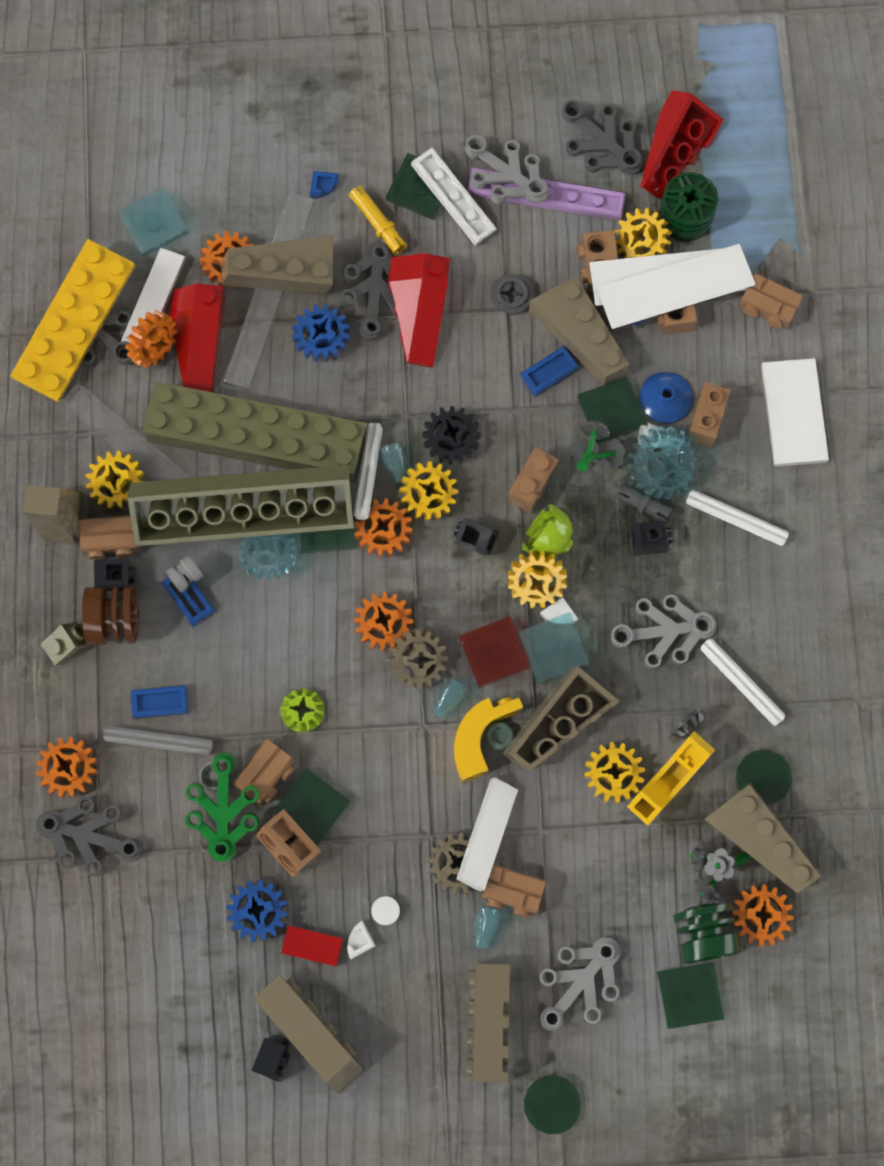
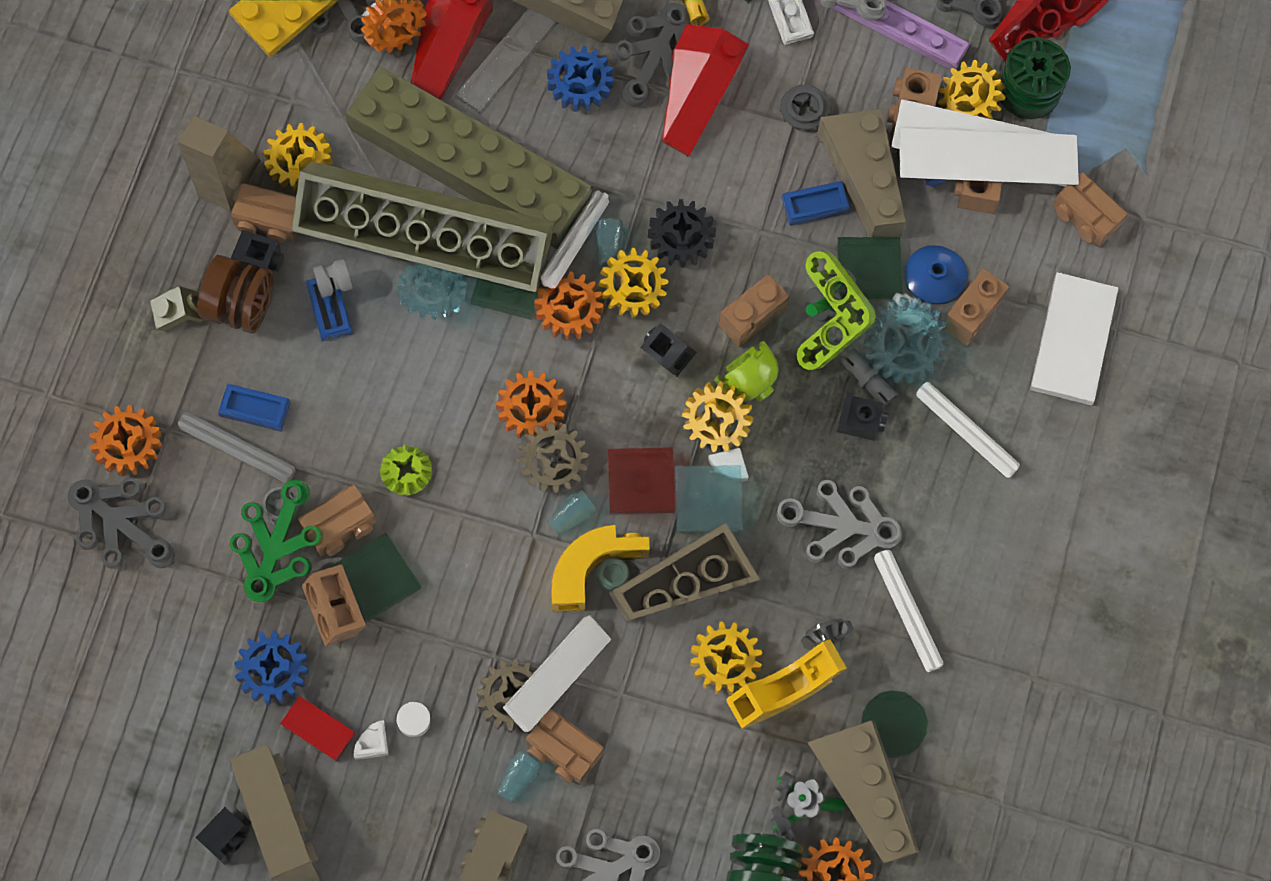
camera: 15 degrees right, 5 degrees down
(610, 462) = (843, 319): none -> lime beam

